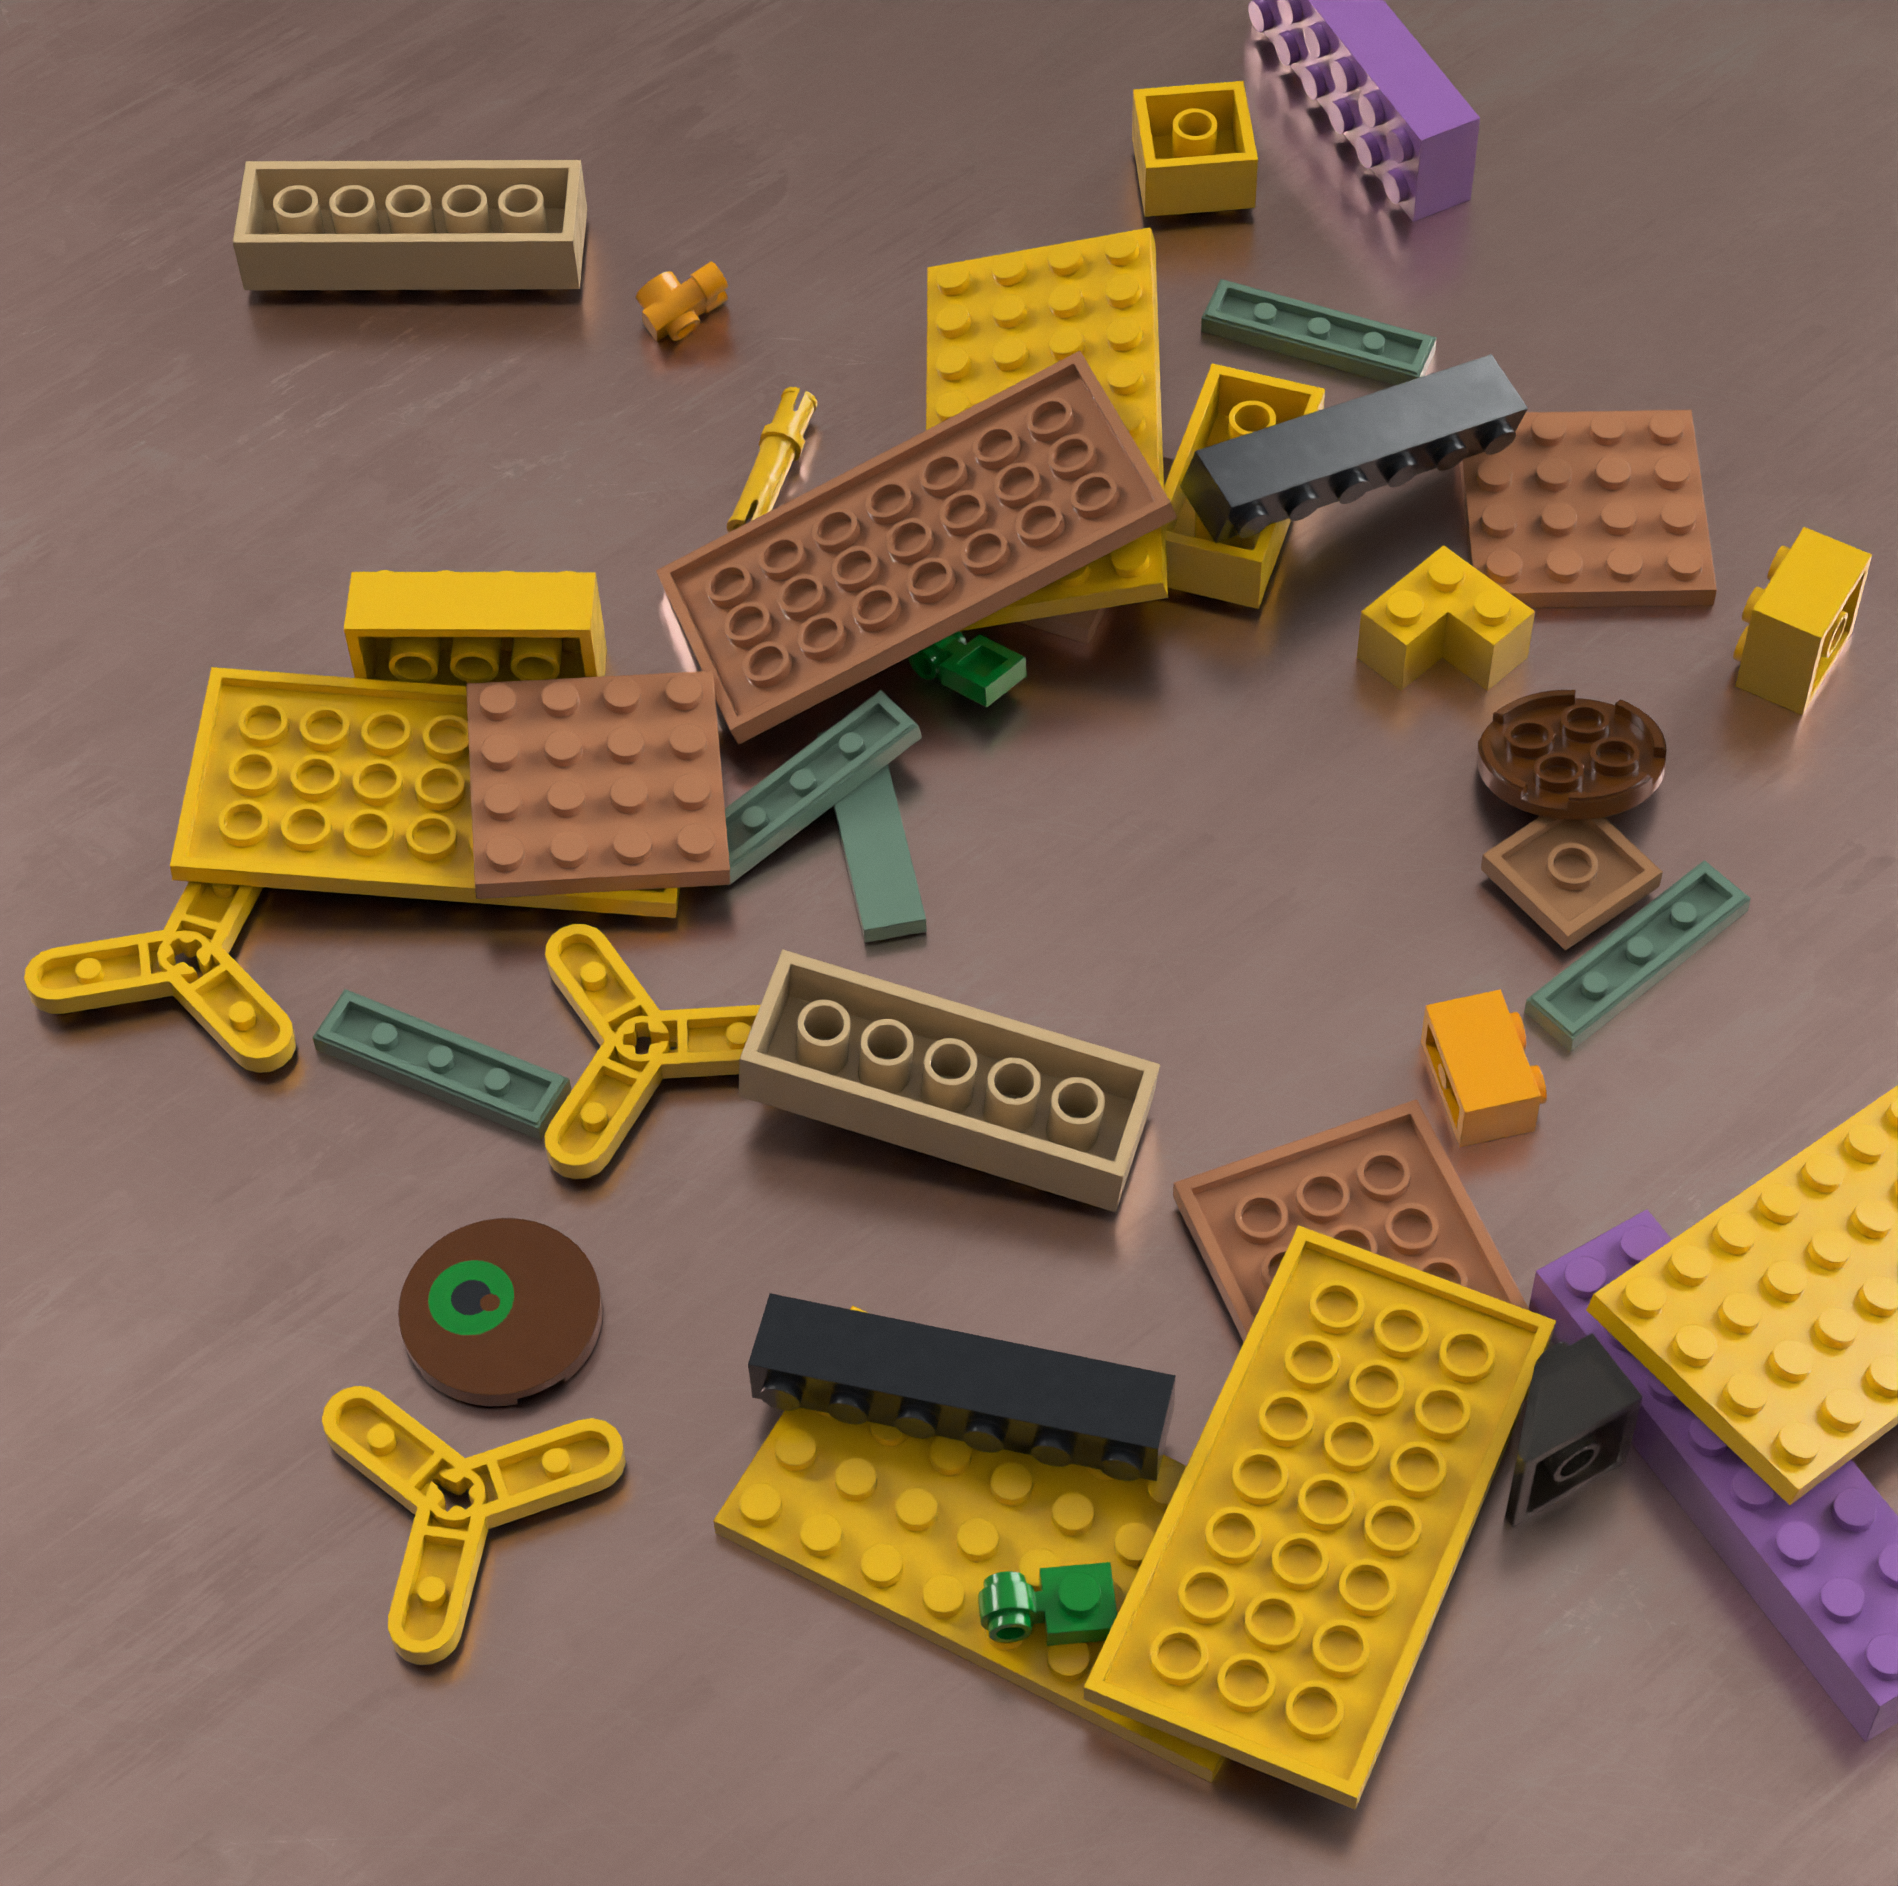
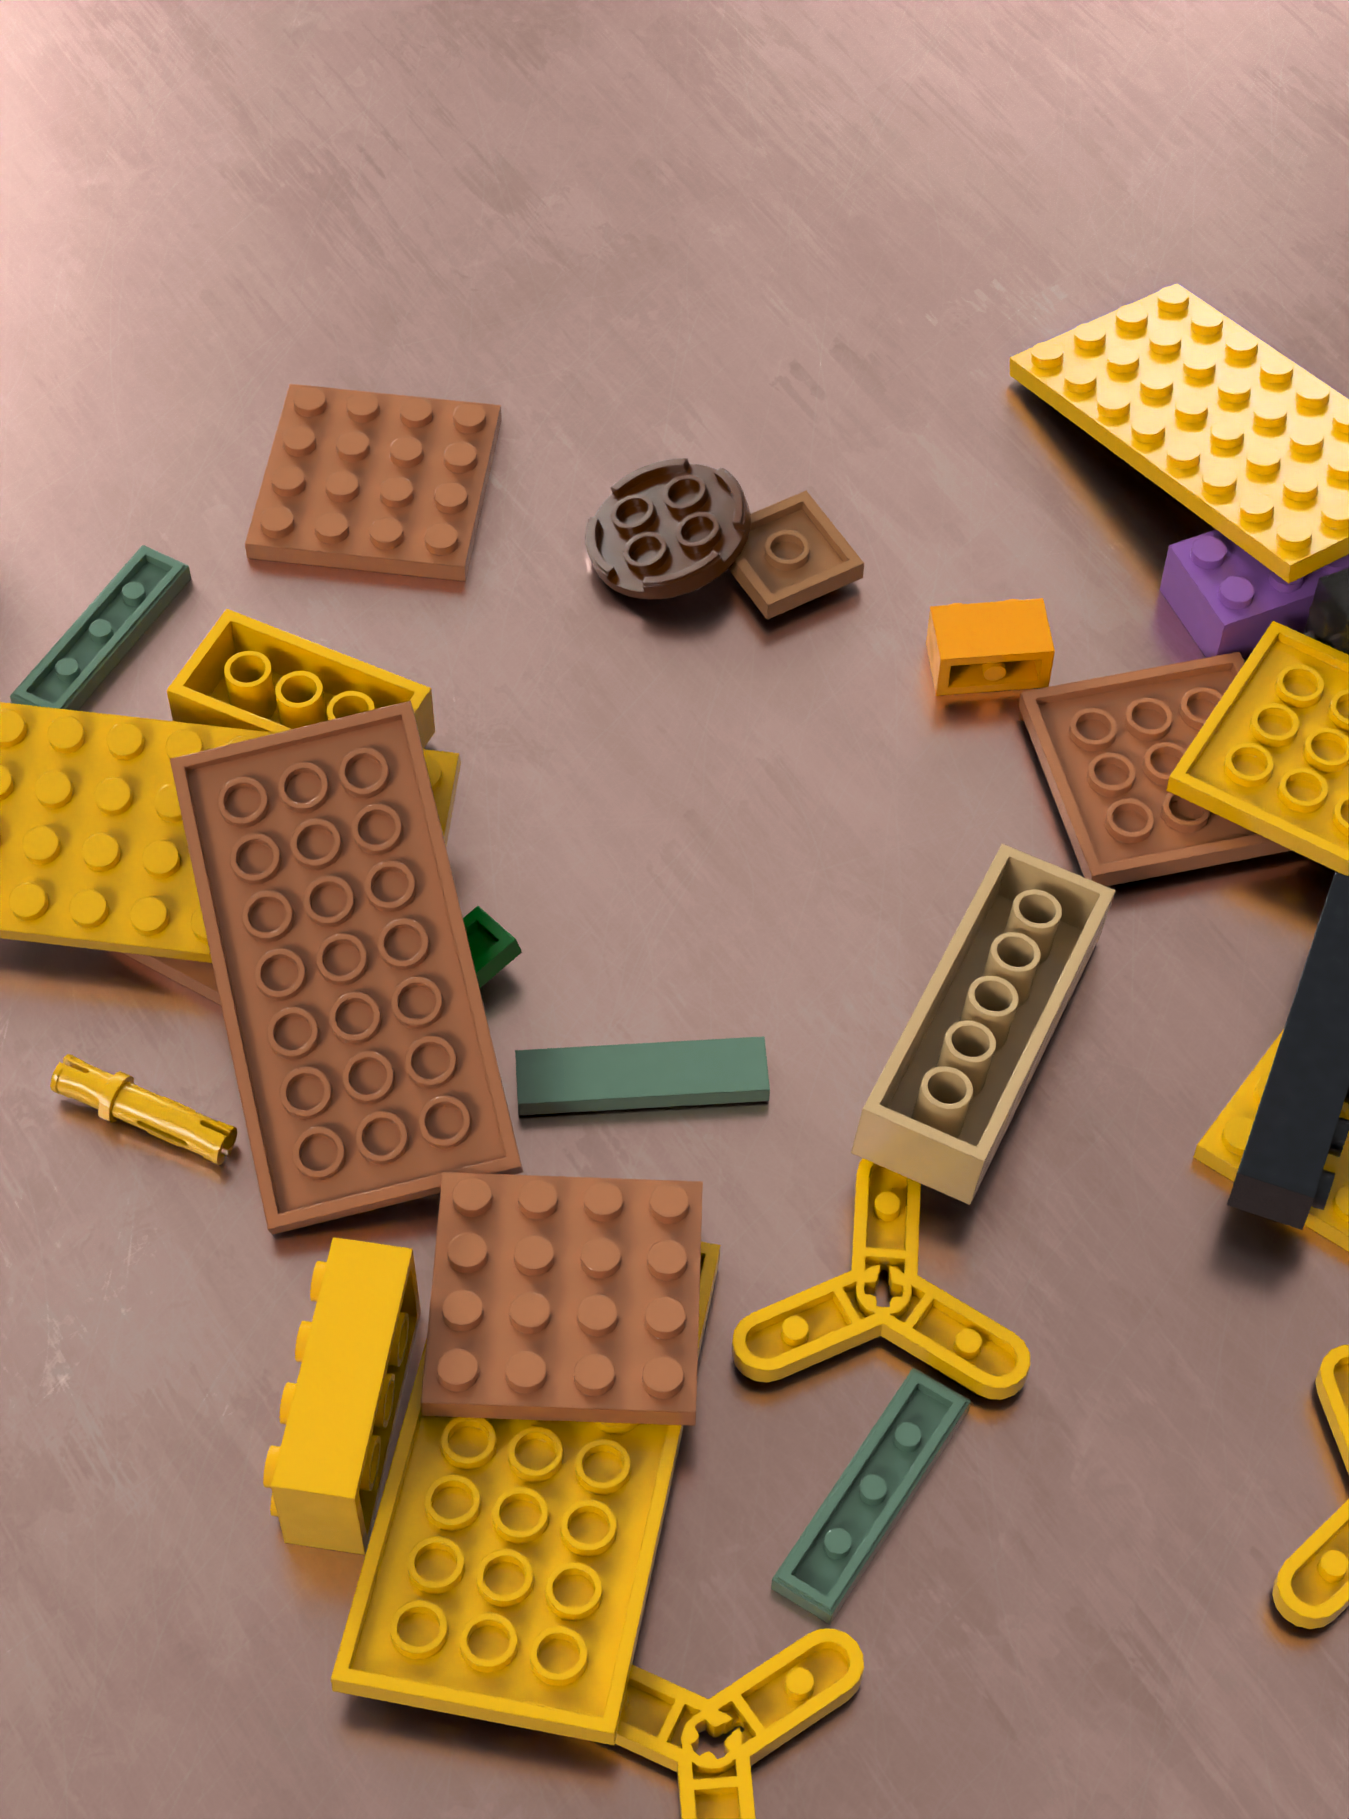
camera: 85 degrees left, 0 degrees up
(500, 1311) = (1178, 1455): reddish brown tile -> none
(815, 780) = (577, 1095): sand green tile -> none
(1353, 448) = (323, 590): brick -> none
(1449, 614) = (498, 586): yellow brick -> none
(1637, 955) = (876, 533): sand green tile -> none
(1800, 619) = (572, 341): yellow brick -> none

